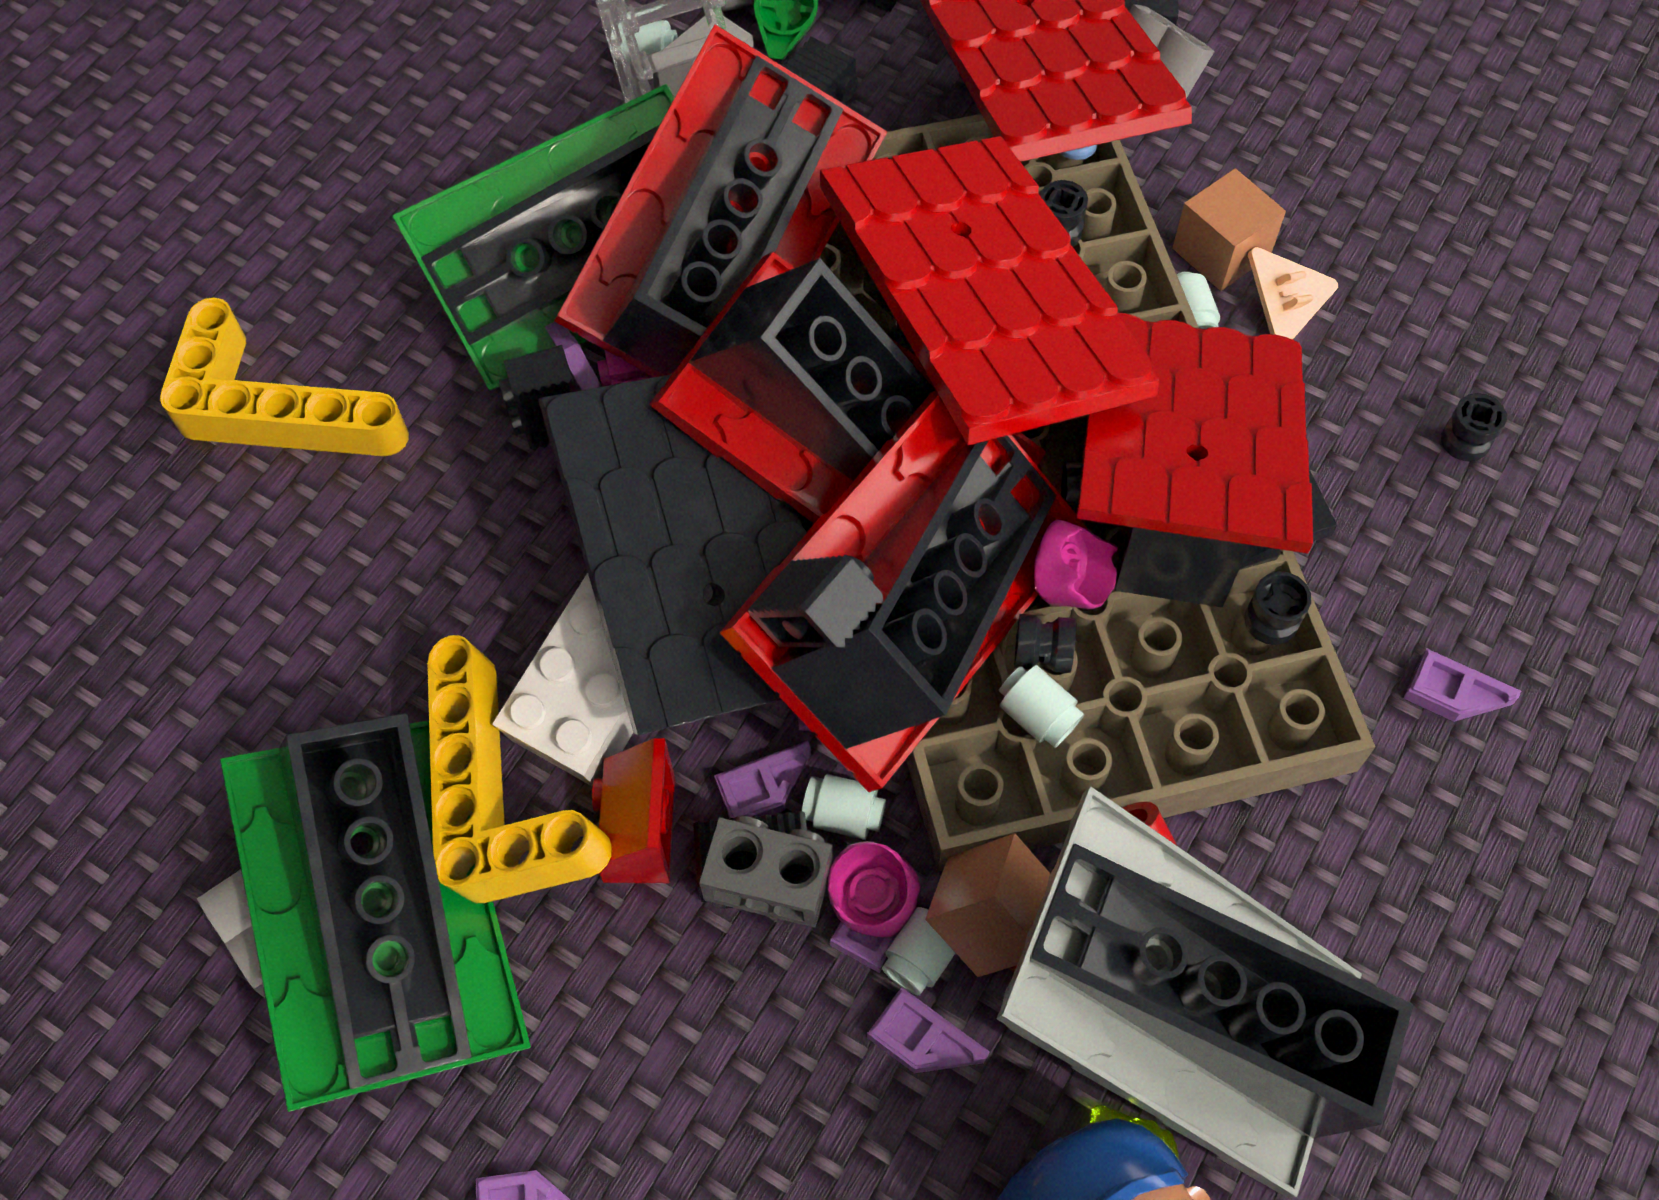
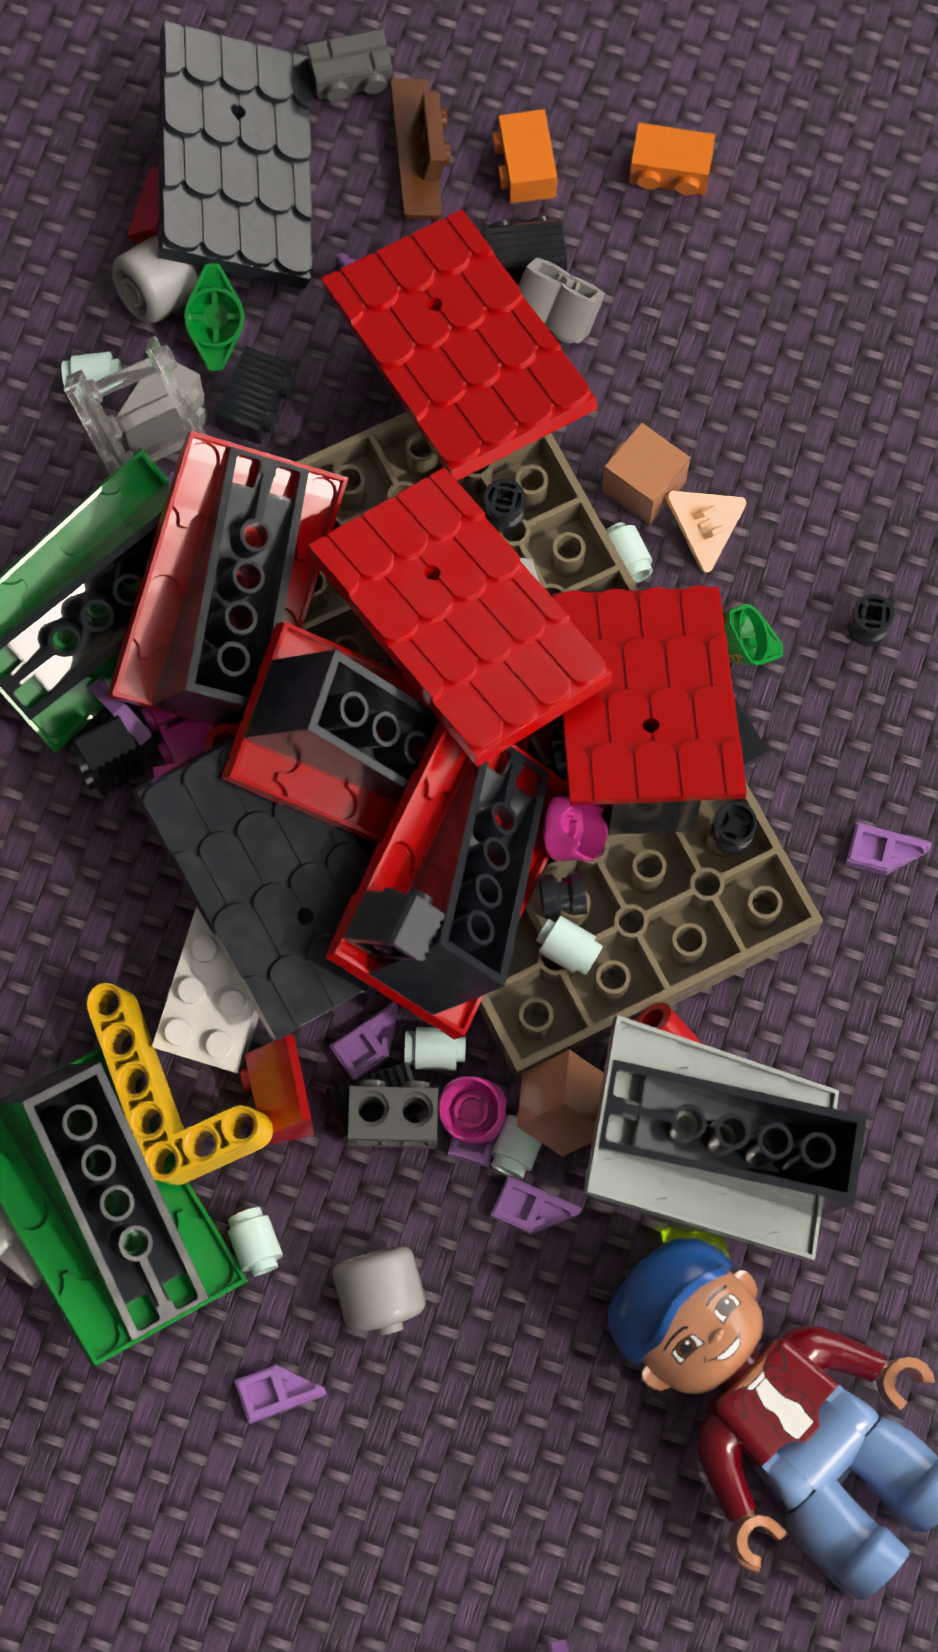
camera: 15 degrees left, 10 degrees up
(553, 998) = (254, 1241): none -> light aqua brick
(696, 1100) = (379, 1290): none -> light grey head
(1326, 413) = (750, 637): none -> green hat

